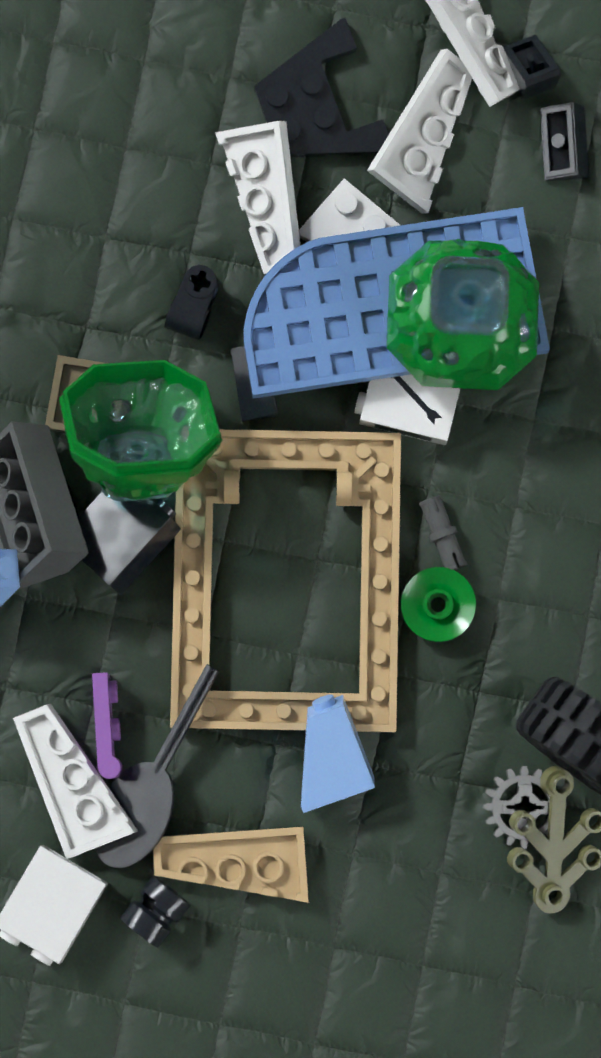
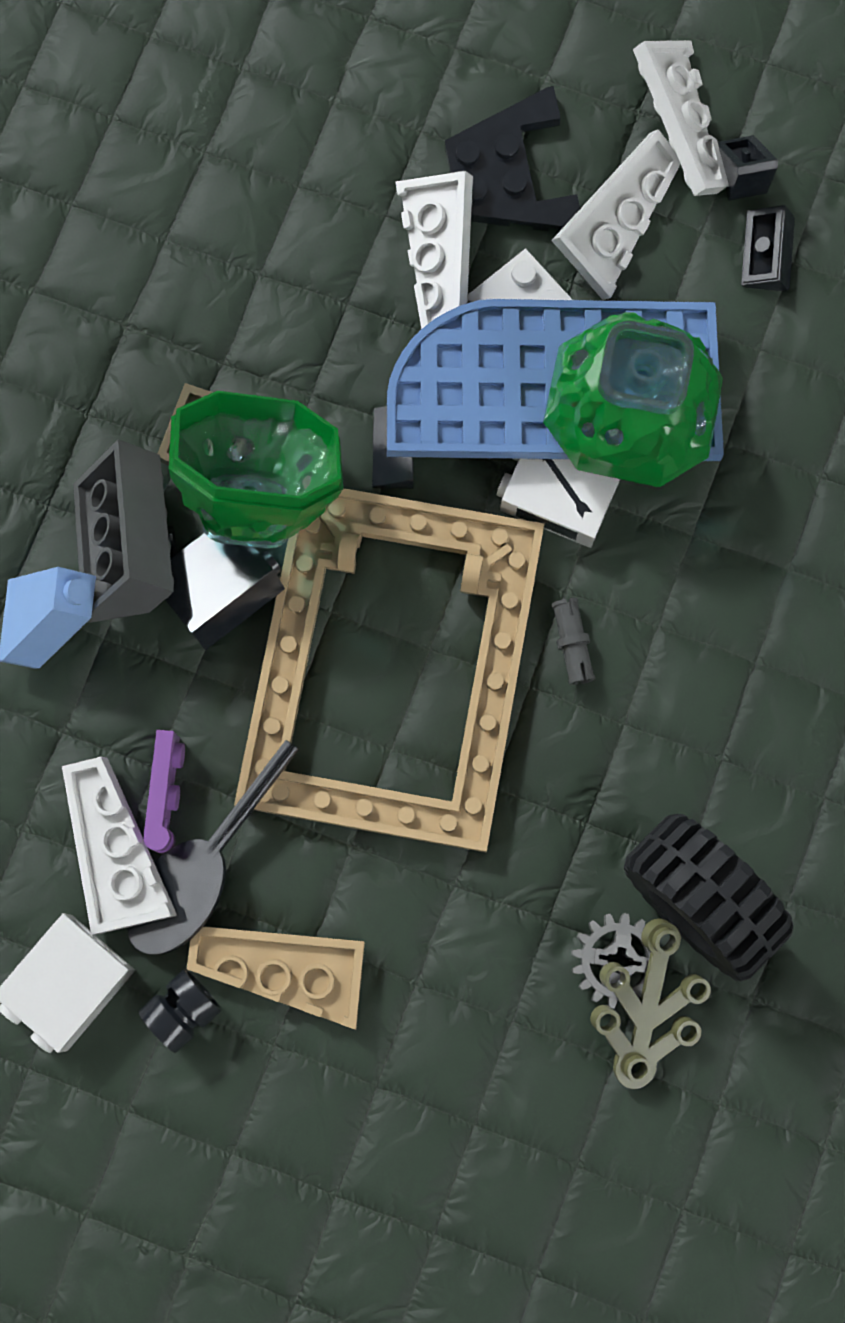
camera: 10 degrees right, 5 degrees down
(192, 309) = (338, 357): black piece -> none
(333, 755) = (411, 865): light blue slope -> none
(458, 598) = (561, 695): green dish -> none

